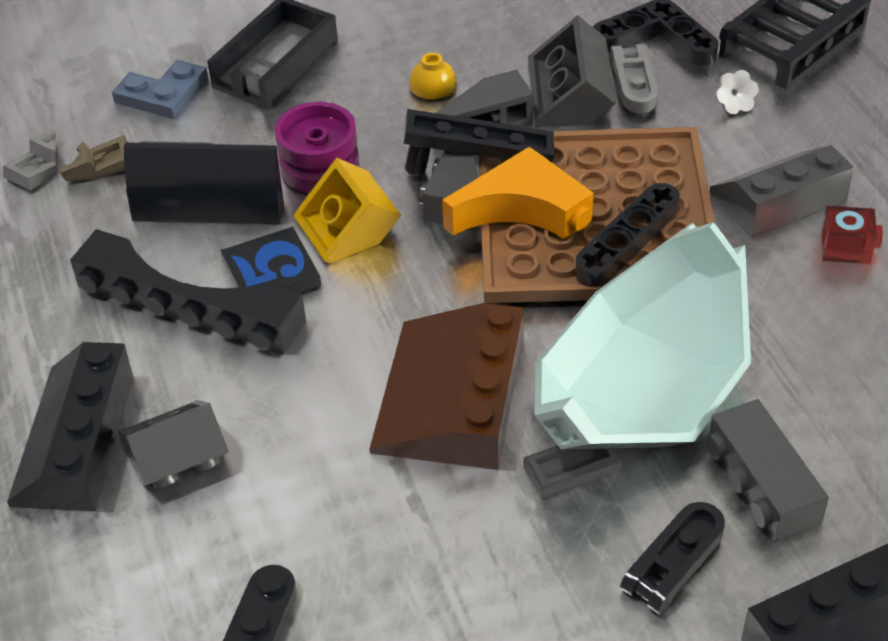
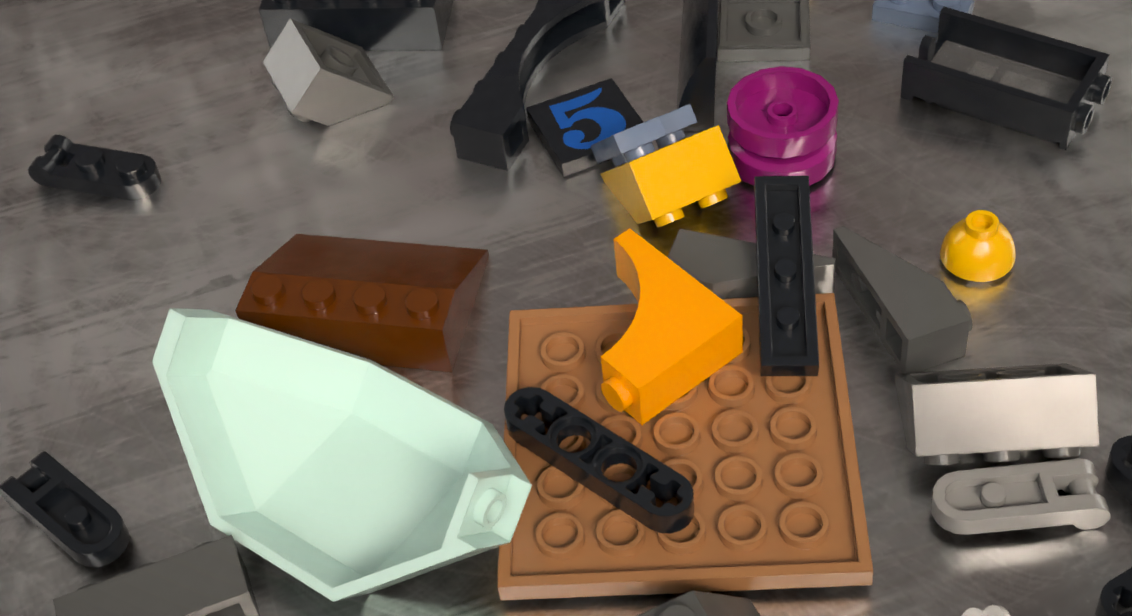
camera: 95 degrees right, 0 degrees up
(320, 219) = (638, 139): none -> sand blue plate

